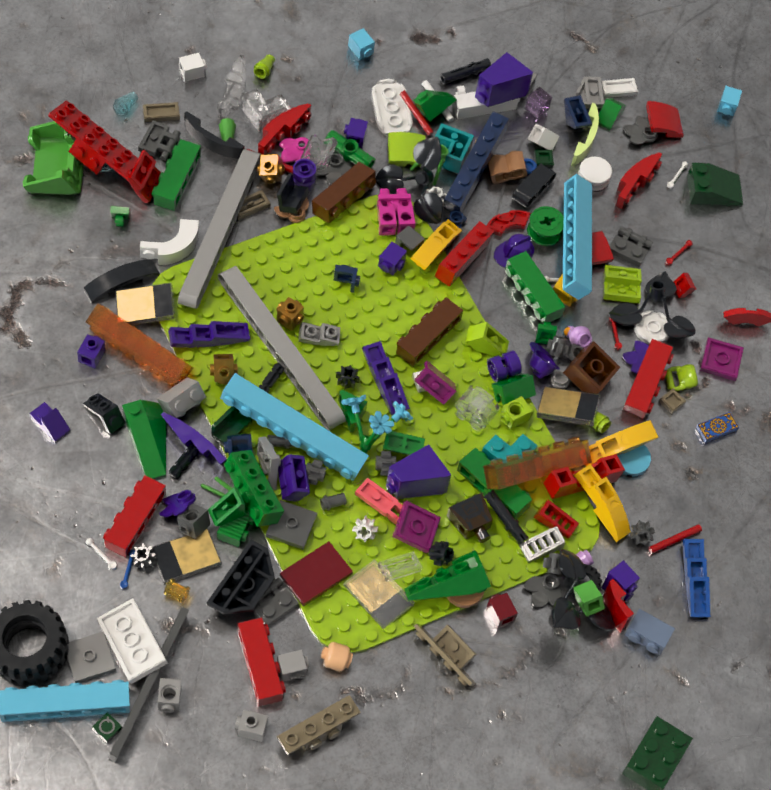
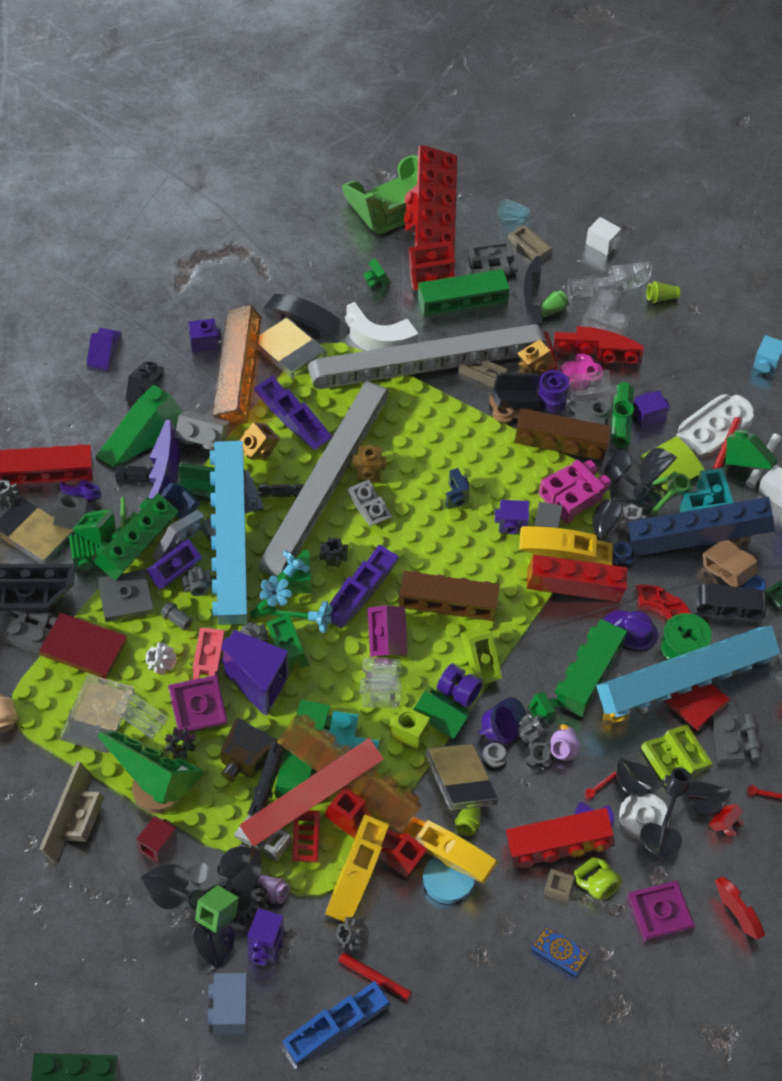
camera: 65 degrees right, 5 degrees down
(543, 493) = (311, 792): none -> red tile
(591, 369) = (525, 773): reddish brown brick -> none
(613, 598) = (232, 946): red slope -> none

